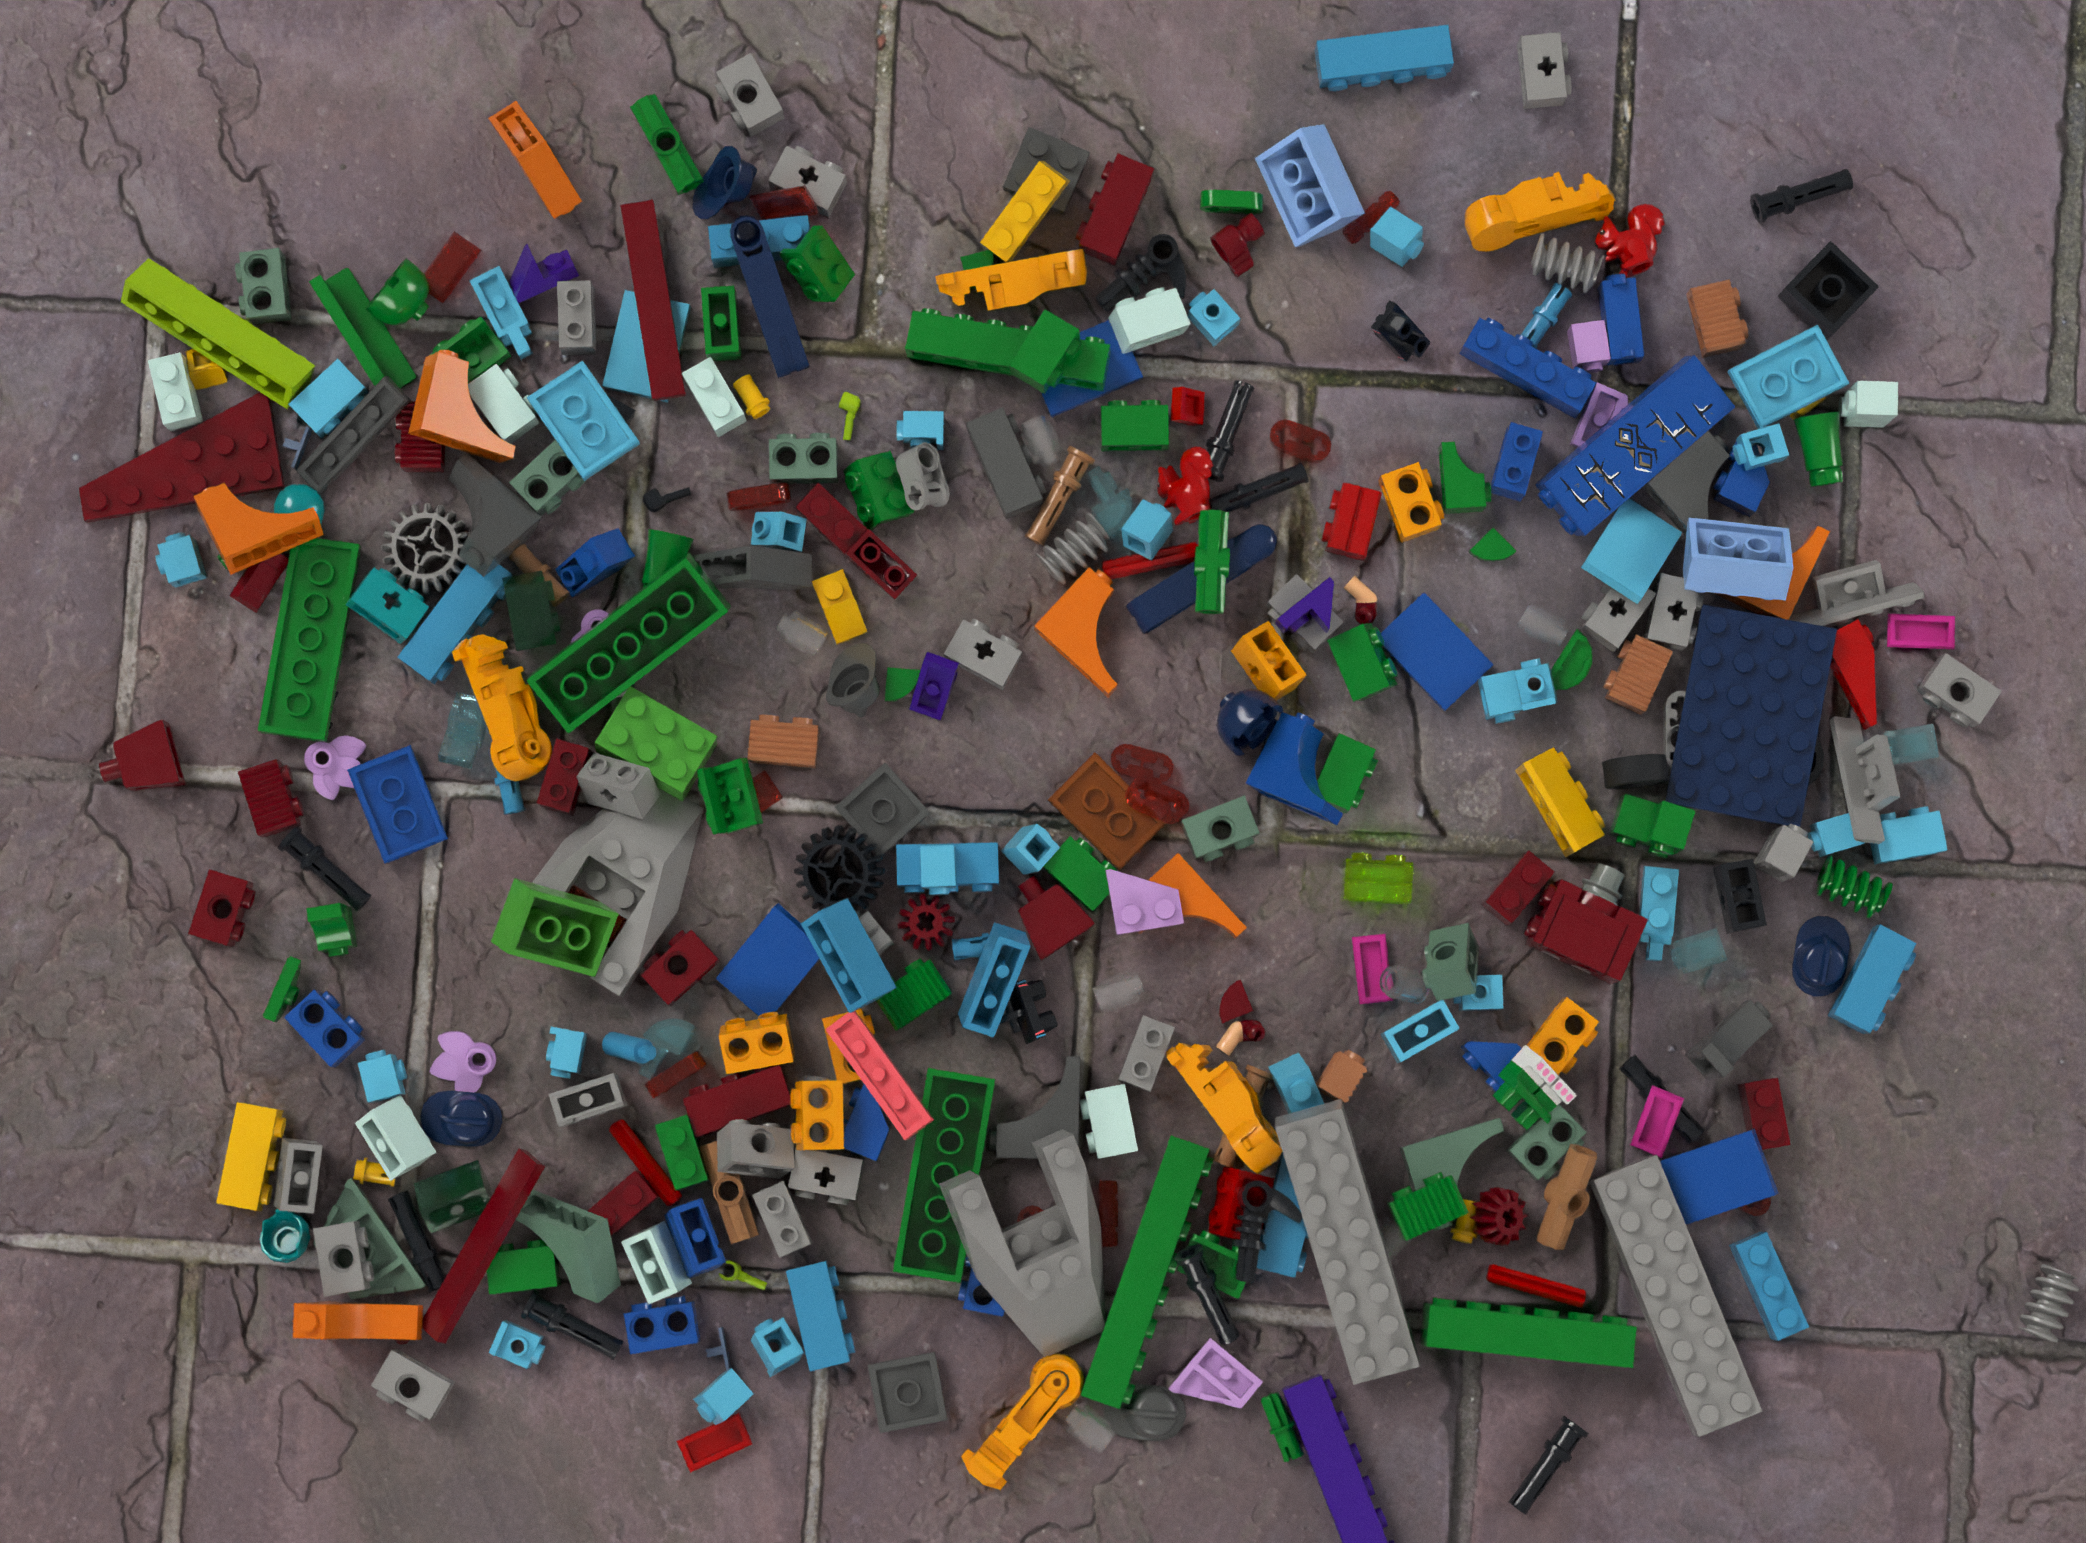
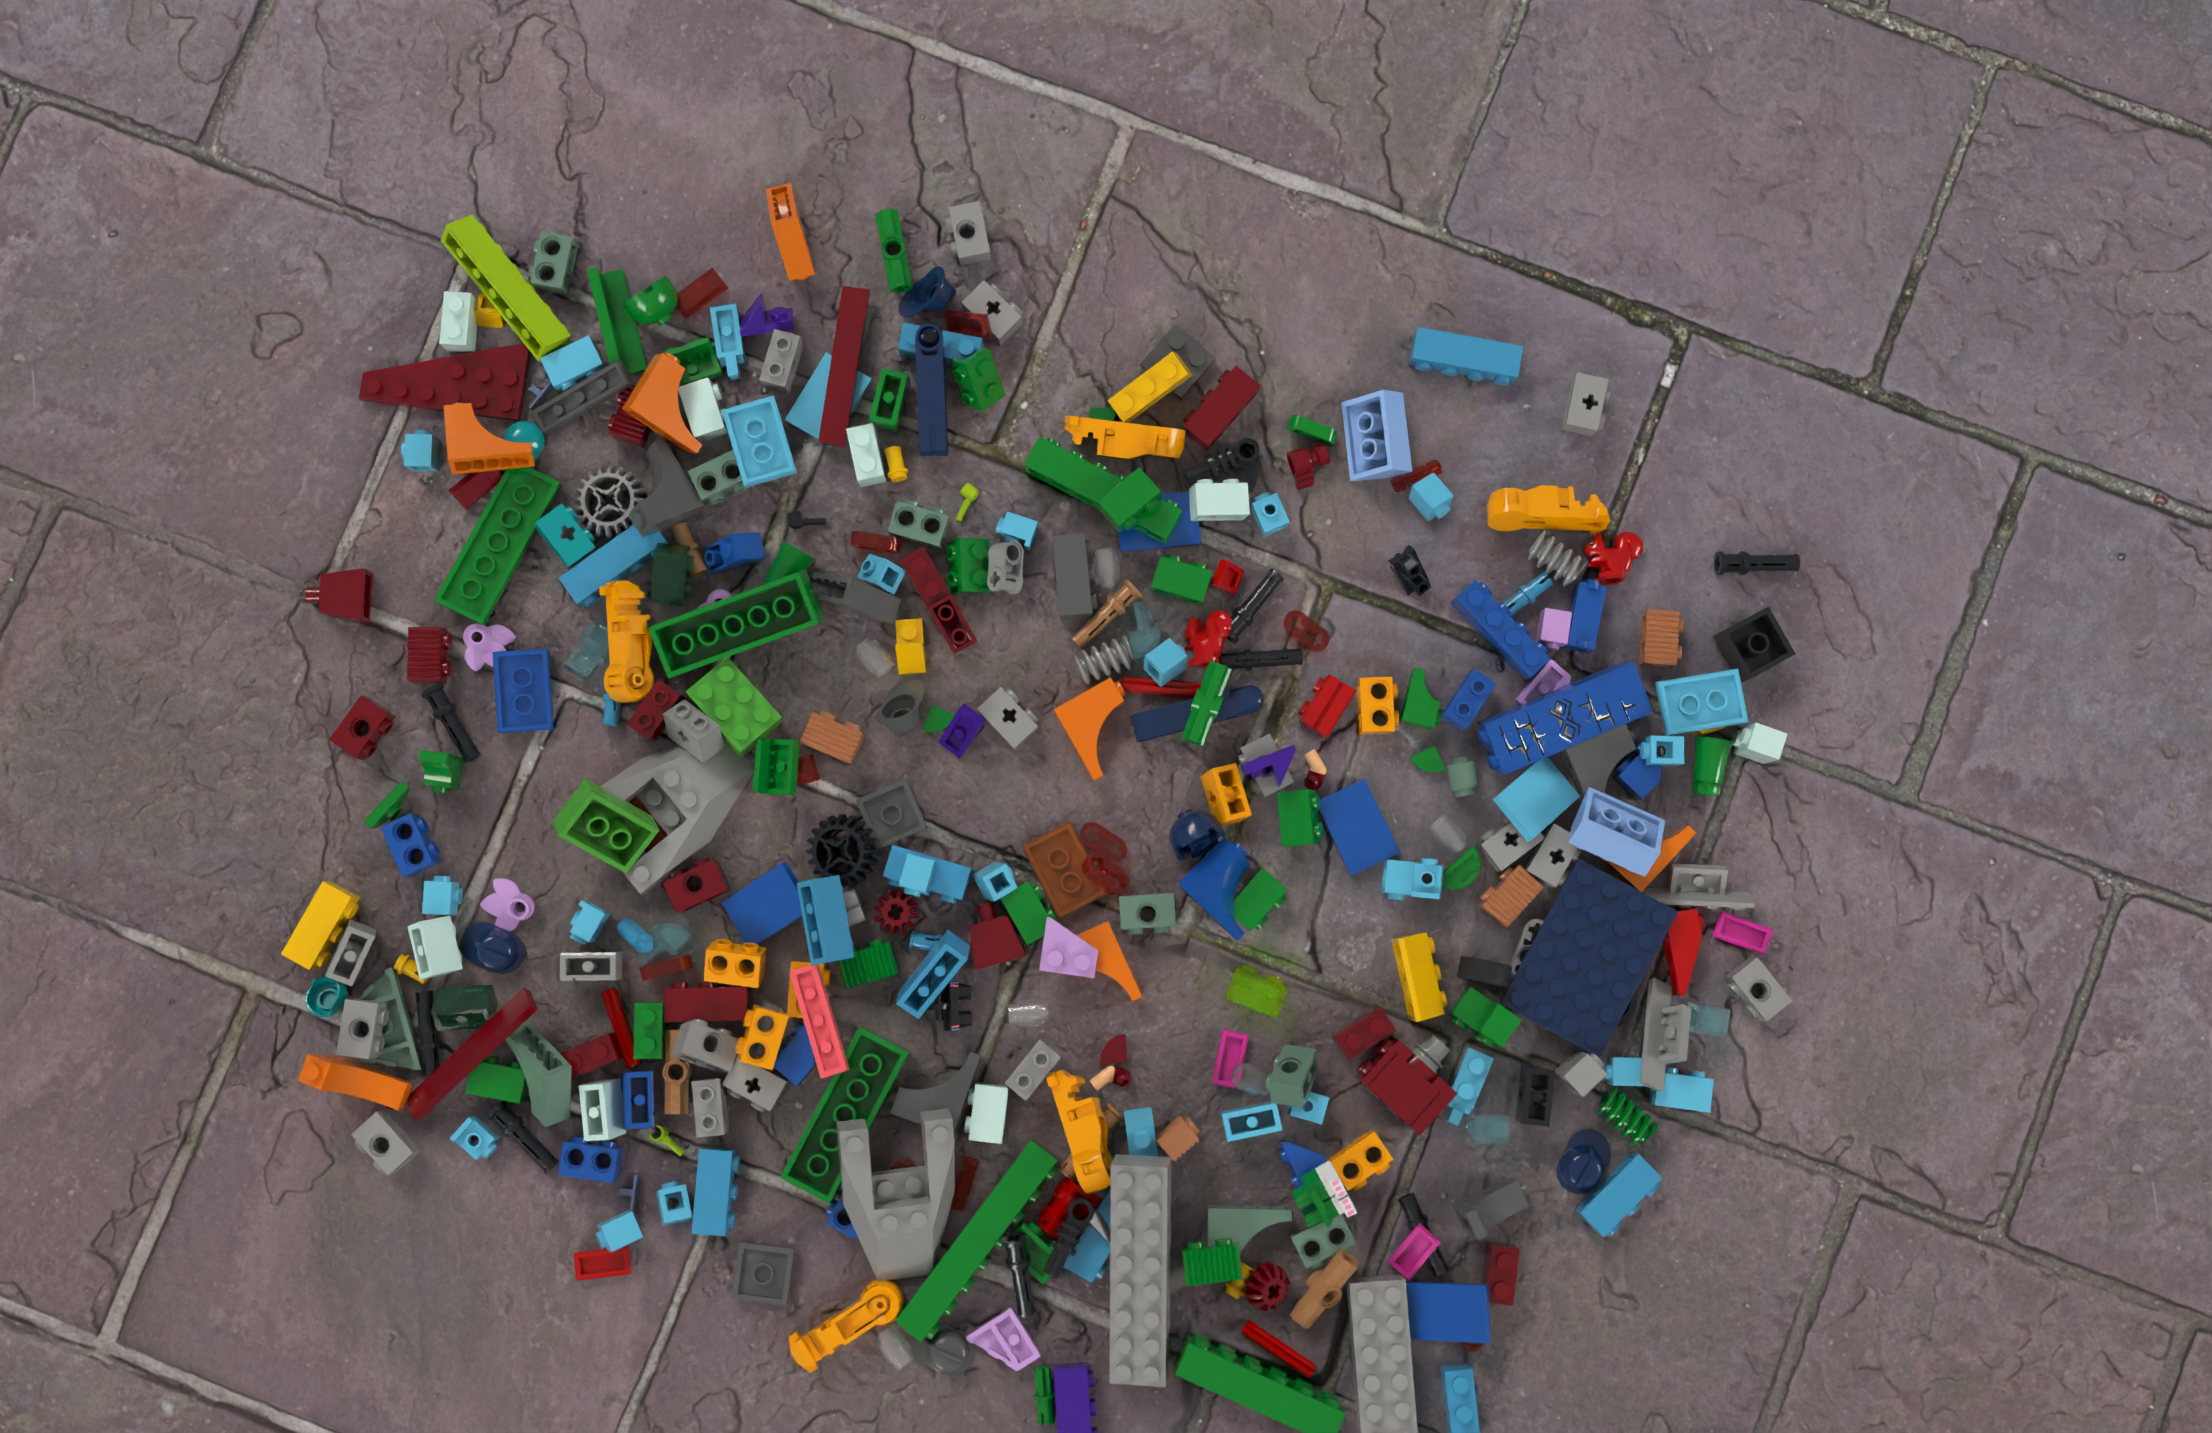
camera: 20 degrees right, 0 degrees up
(1538, 553) = (1462, 777): none -> sand green brick

